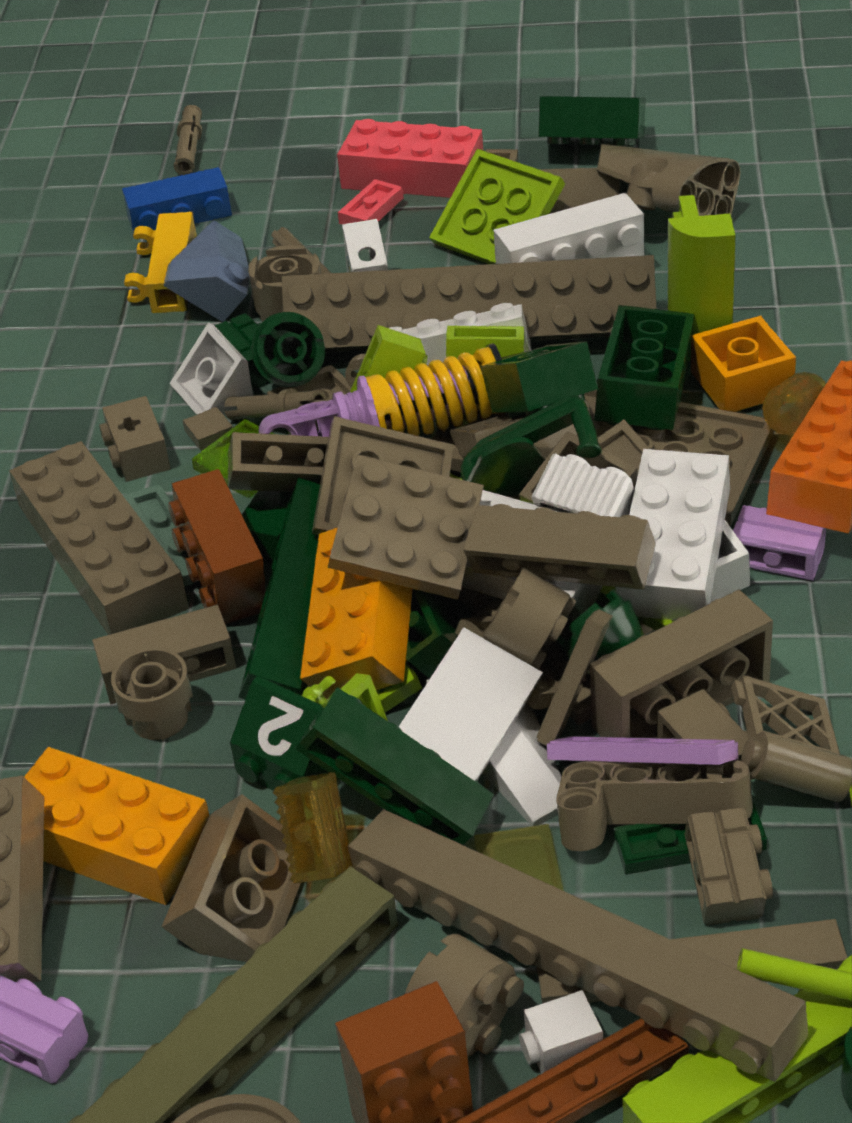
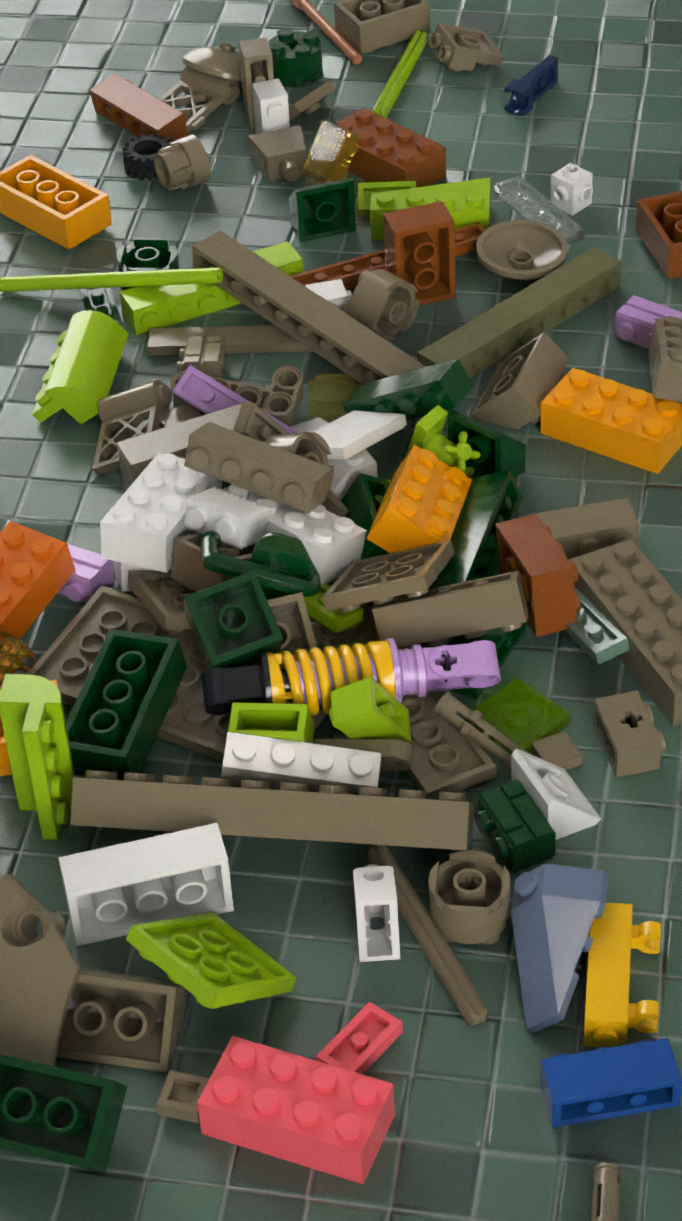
camera: 175 degrees left, 0 degrees up
(153, 692) = (585, 480): dark tan piece -> none
(288, 349) = (470, 762): dark green cone -> none
(313, 827) = (477, 371): clear yellow brick -> none
(405, 526) = (373, 494): dark tan plate -> none

